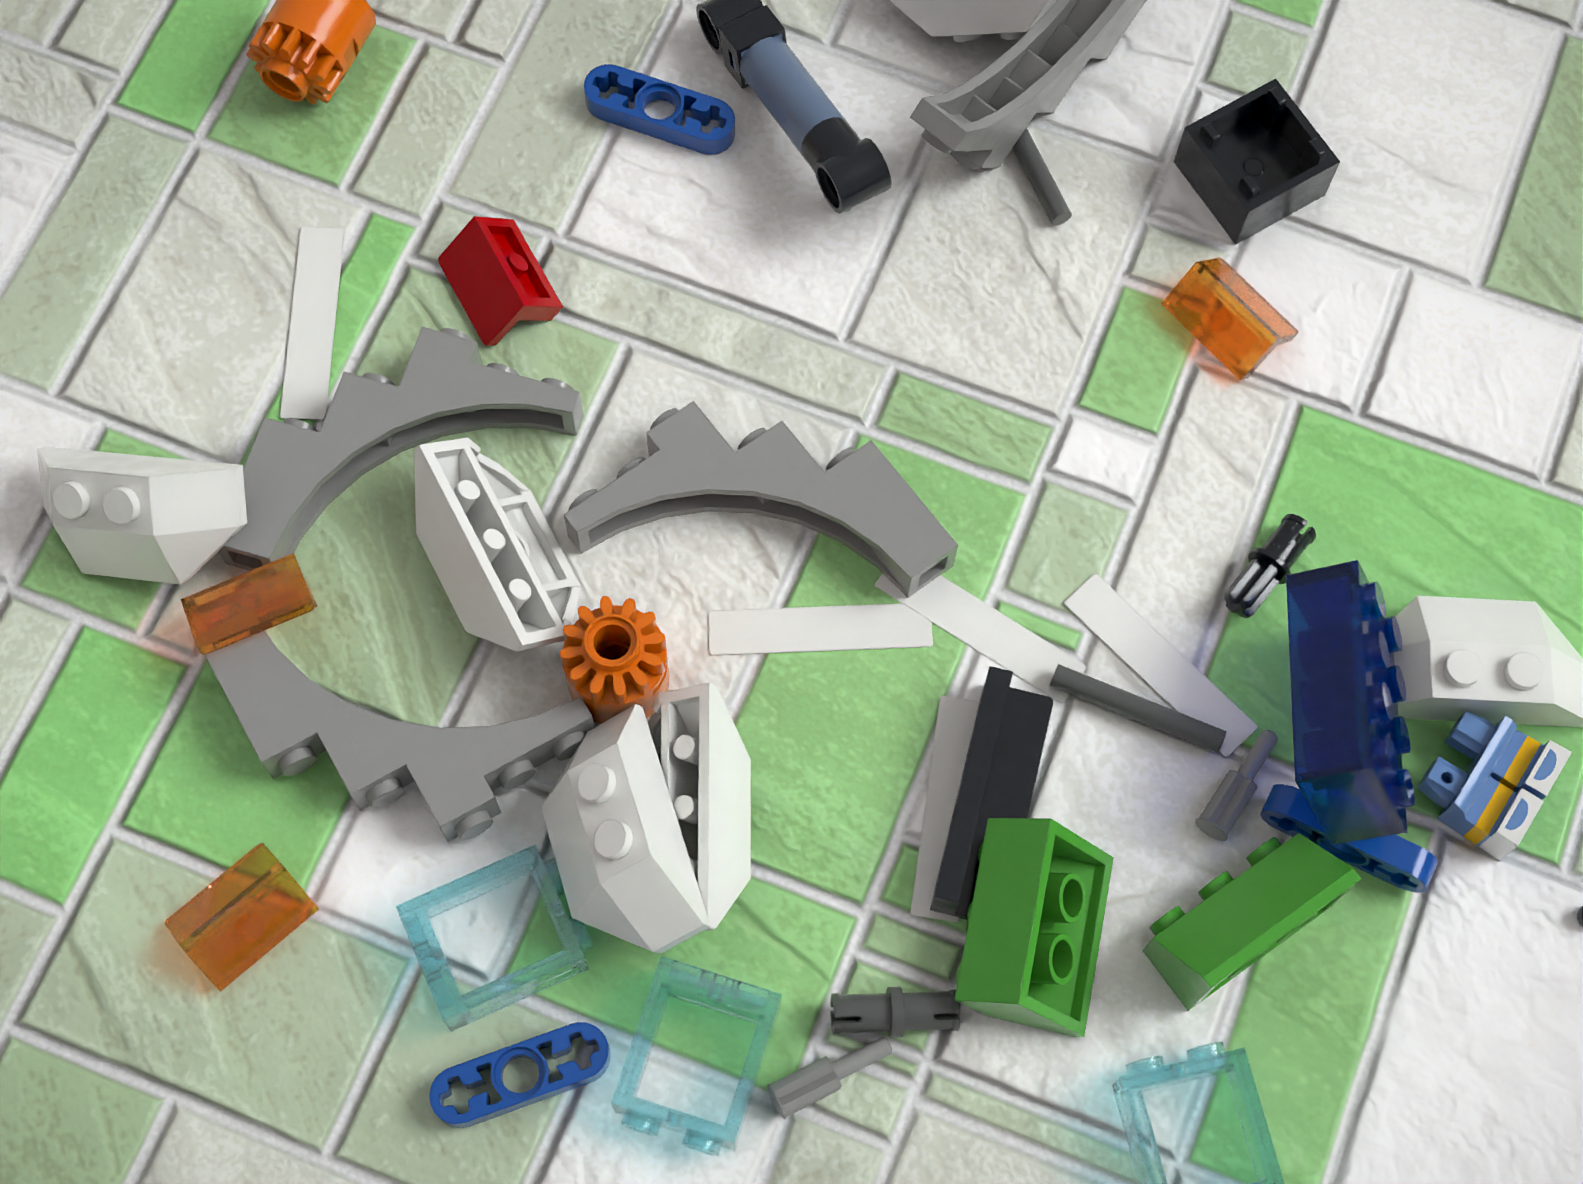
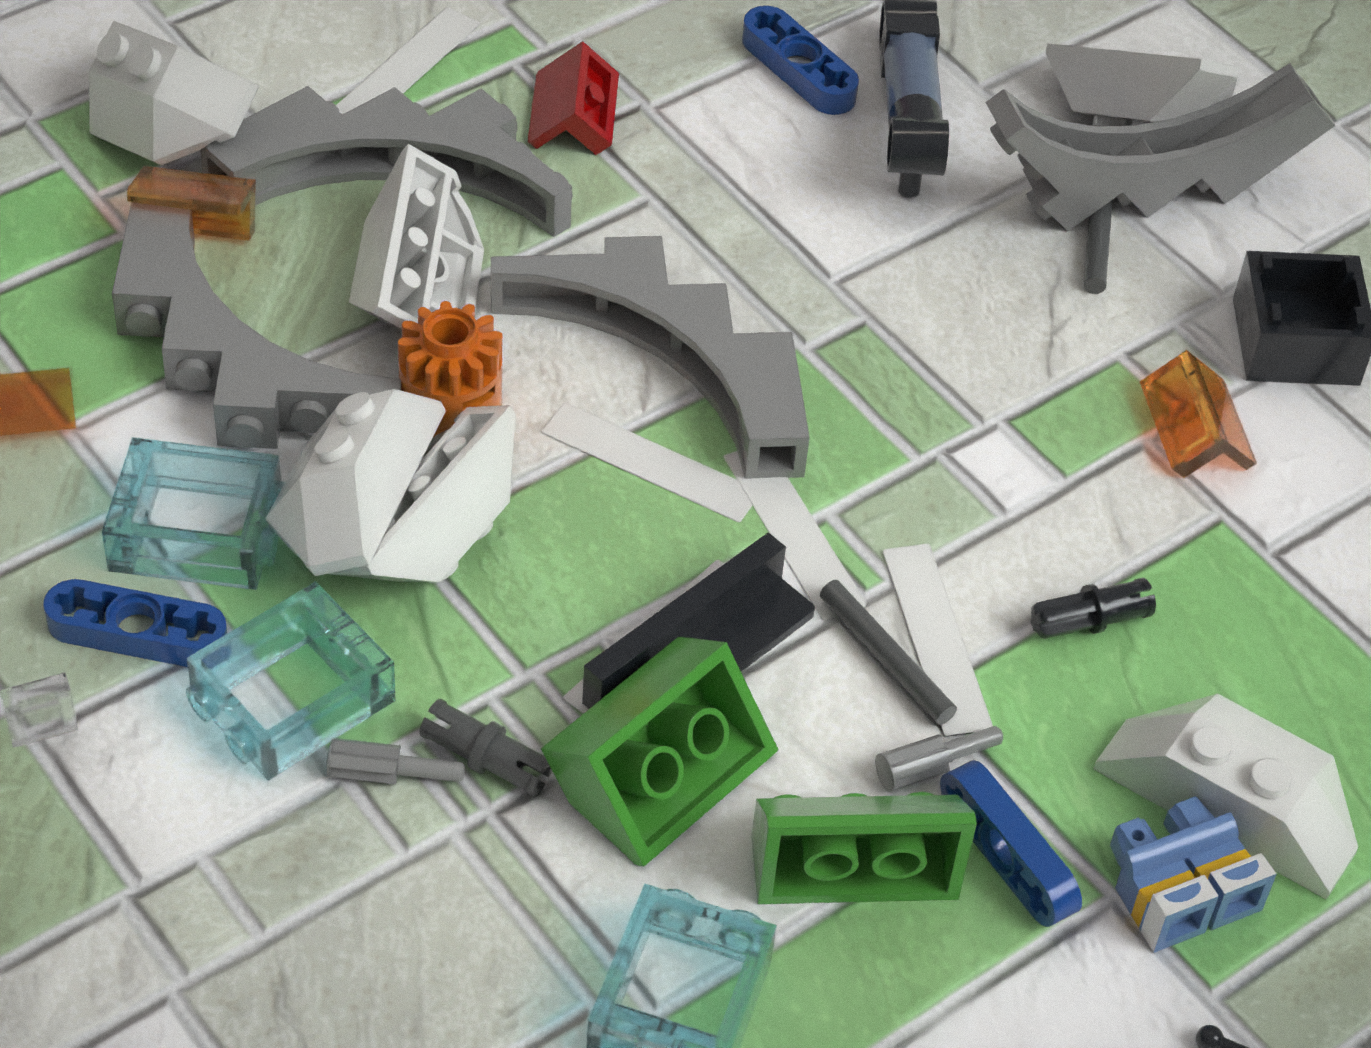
camera: 30 degrees right, 20 degrees down
(1347, 703) = (1067, 702): clear blue brick -> none

